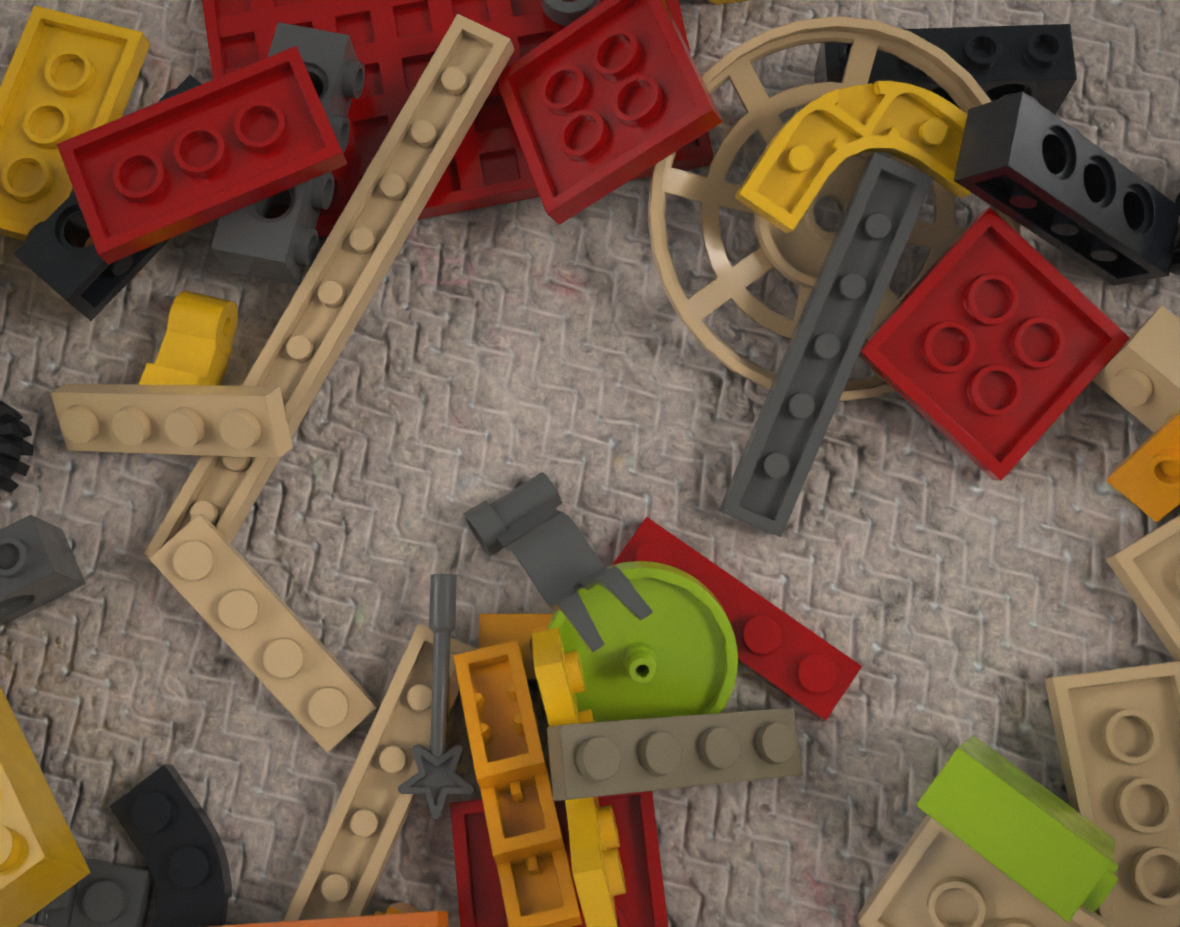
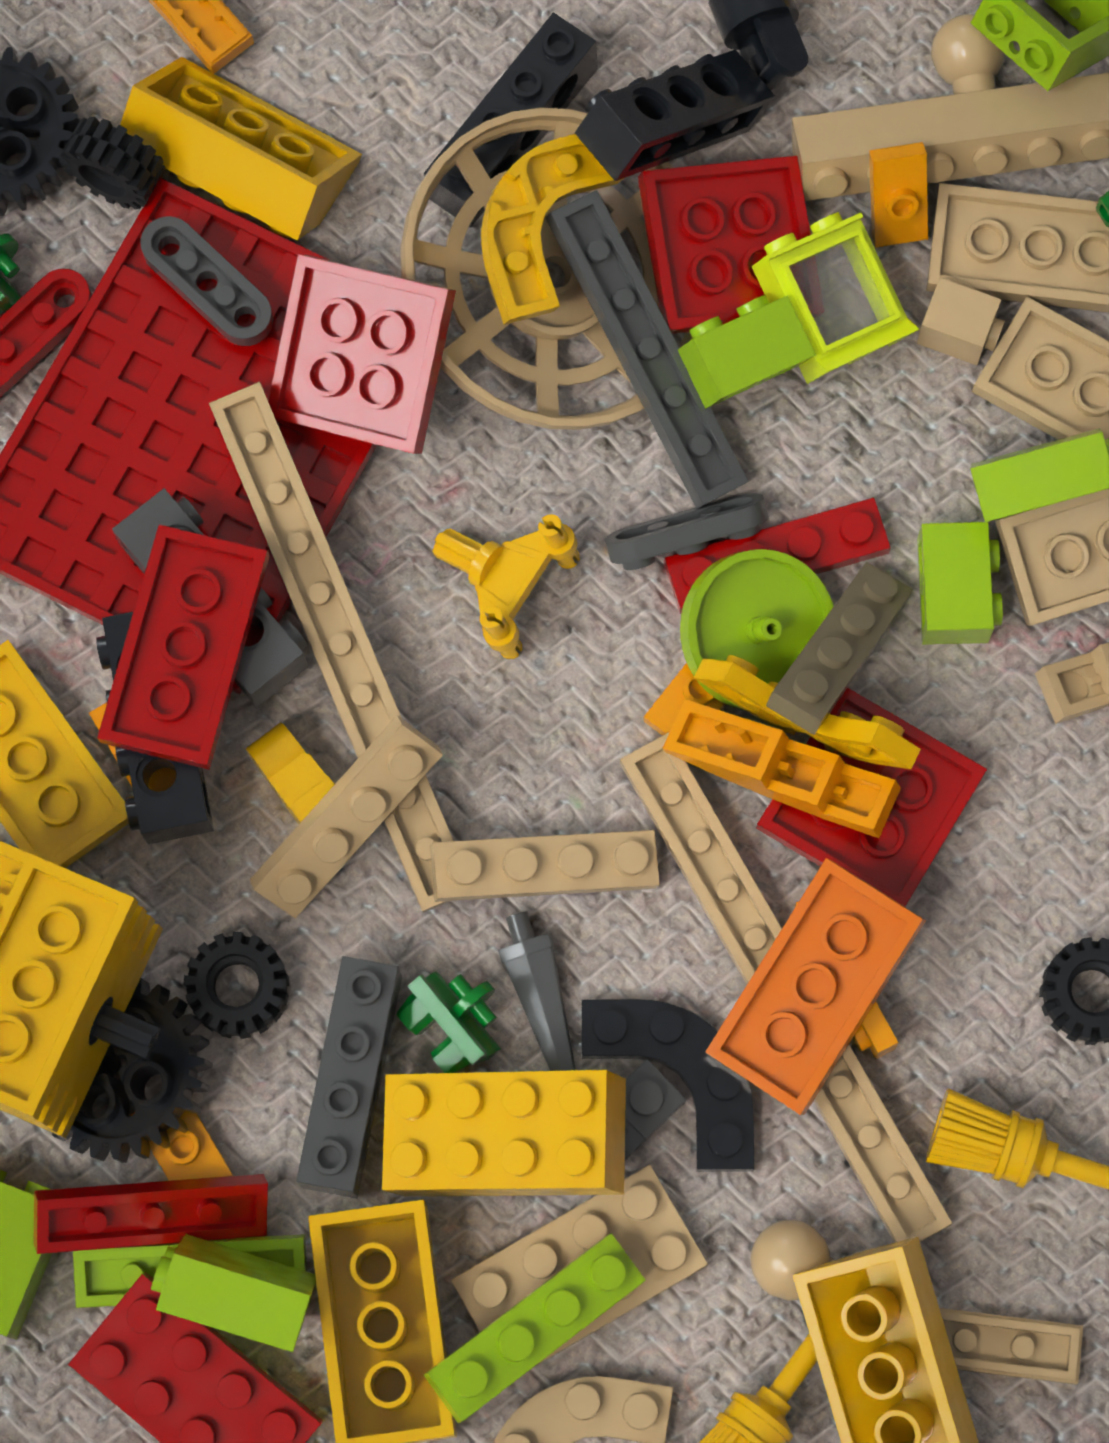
camera: 55 degrees left, 0 degrees up
(61, 661) = (458, 1012): none -> green hips
(159, 707) = (536, 981): none -> dark grey bar
(438, 767) = (728, 813): dark grey piece -> none
(514, 389) = (507, 573): none -> yellow axle
(551, 552) = (642, 627): dark grey flag -> none
(688, 517) = (687, 530): none -> dark grey plate
(843, 815) = (957, 583): none -> lime brick
(900, 434) = (745, 350): none -> lime brick
(1023, 473) = (835, 291): none -> window
(1104, 616) = (961, 322): none -> tan brick

